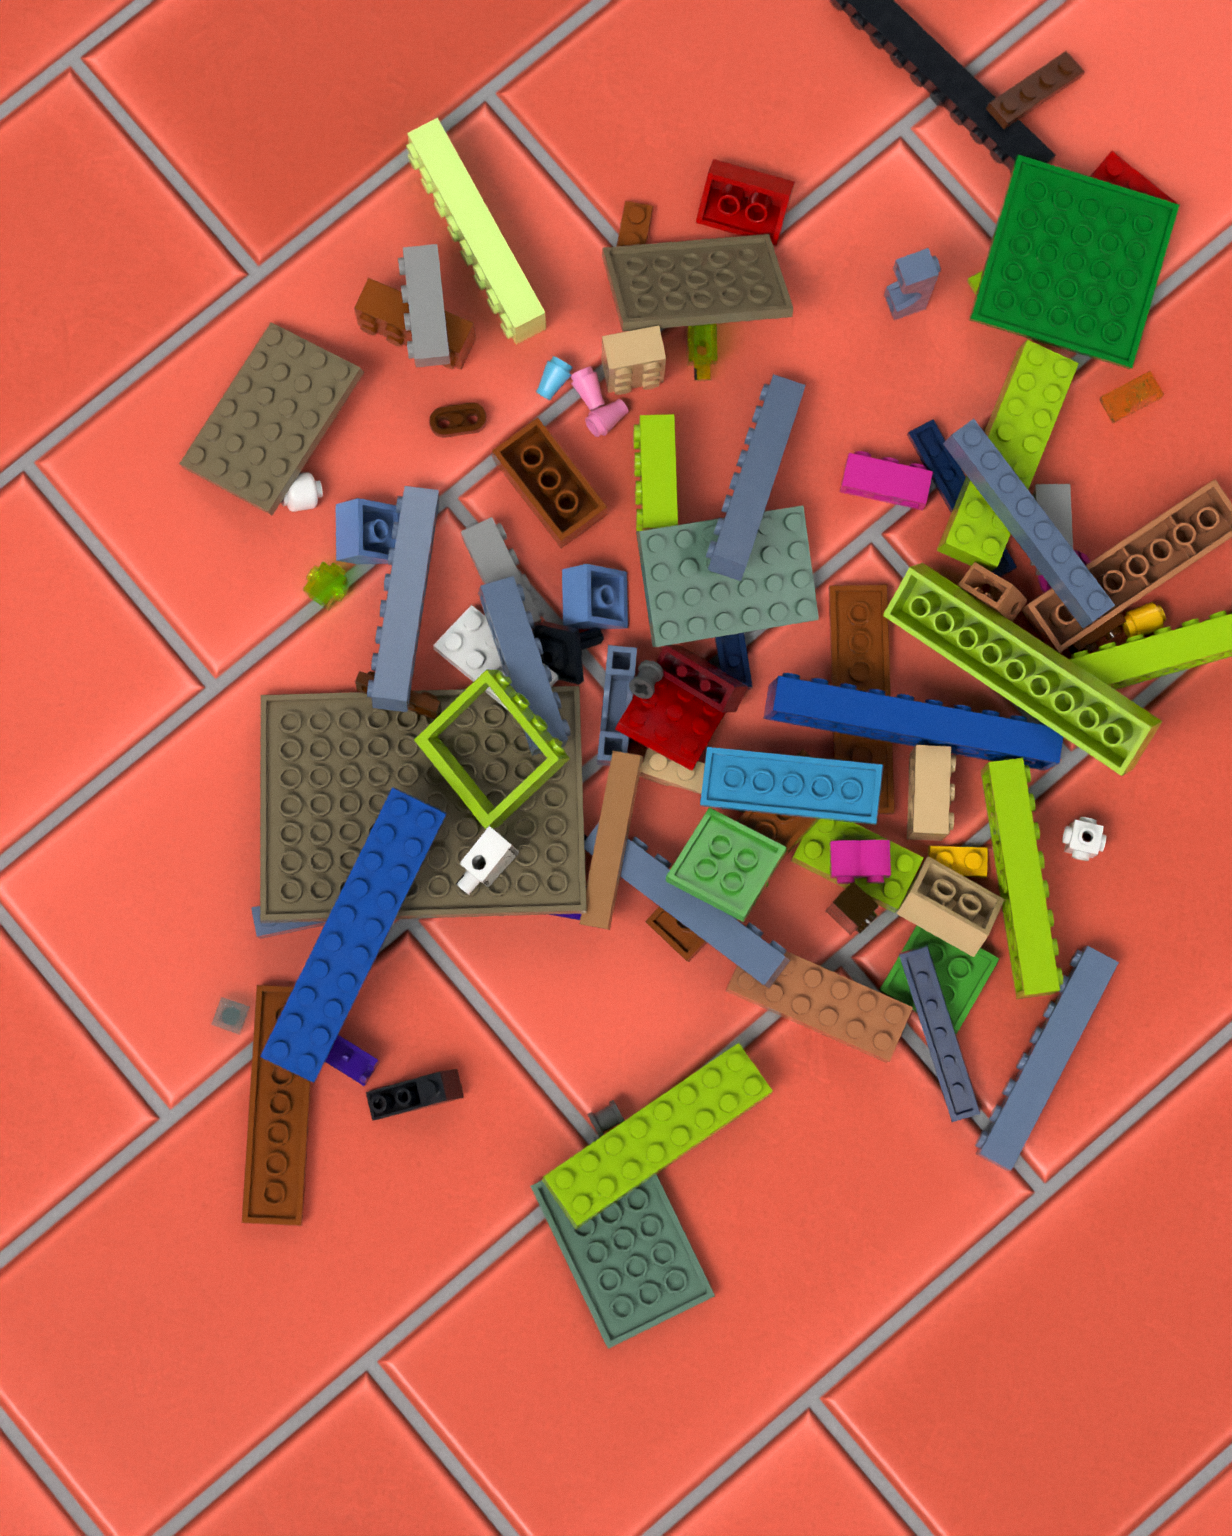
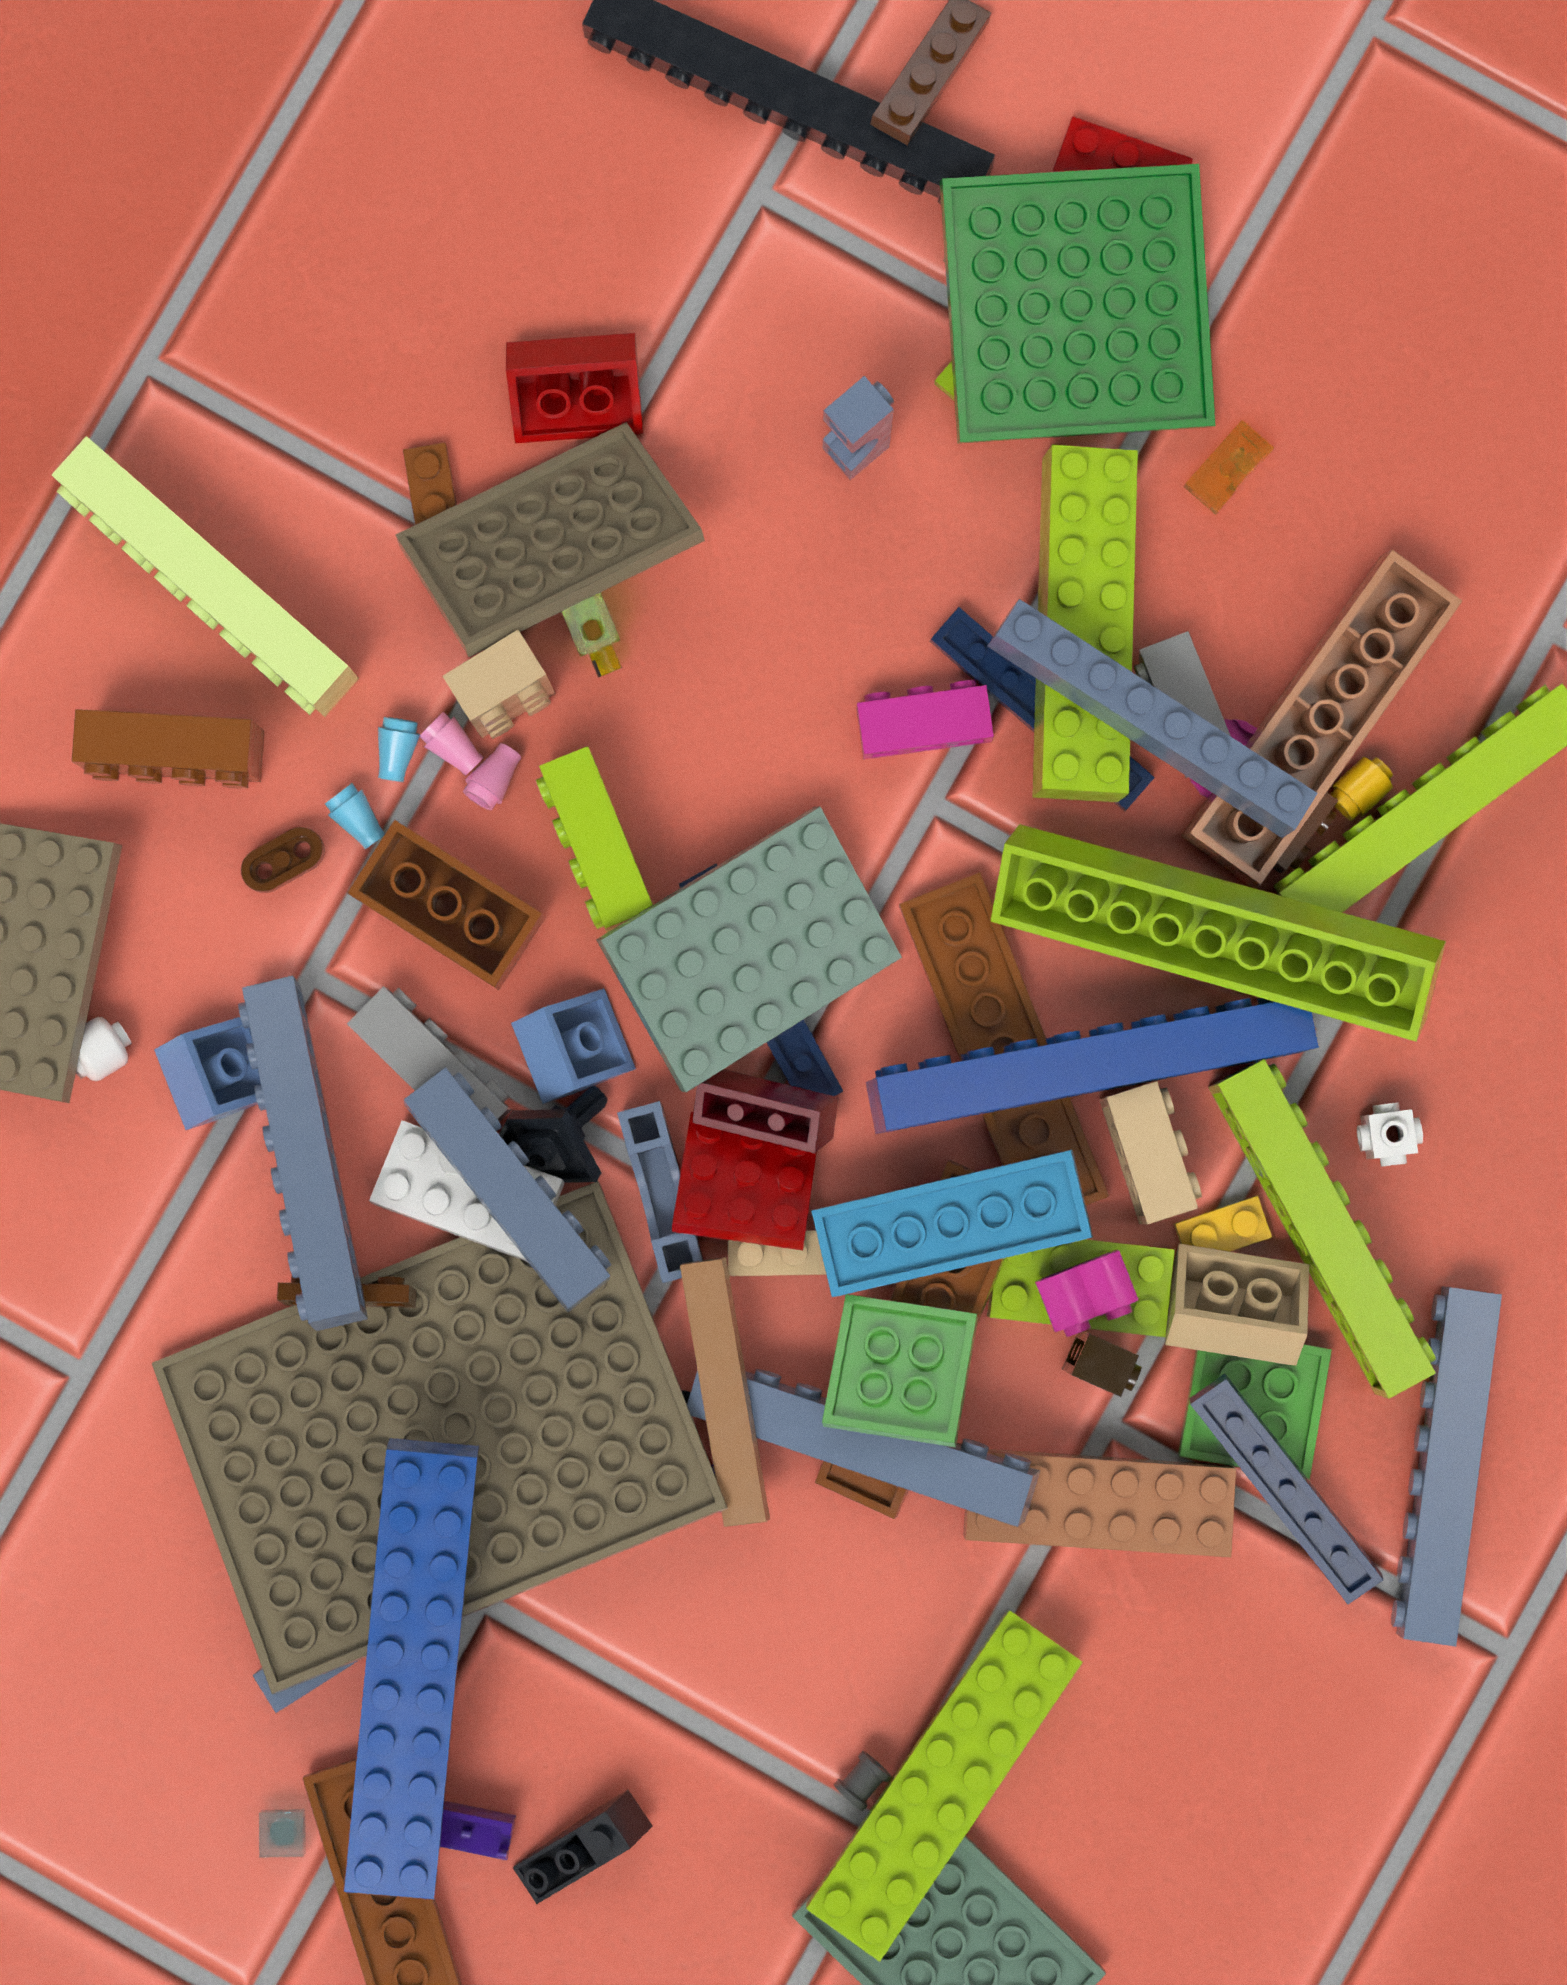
camera: 10 degrees left, 5 degrees up
(326, 584) = (185, 1168): clear neon green brick -> none
(426, 305) = (172, 722): light grey brick -> none
(459, 778) = (475, 1383): lime window -> none
(489, 848) = (567, 1476): white torso -> none
(512, 408) = (355, 815): none -> medium azure cone
(644, 682) = (689, 1142): dark grey bush -> none
(756, 479) = (739, 795): sand blue brick -> none
(1002, 595) = (1146, 833): nougat torso -> none

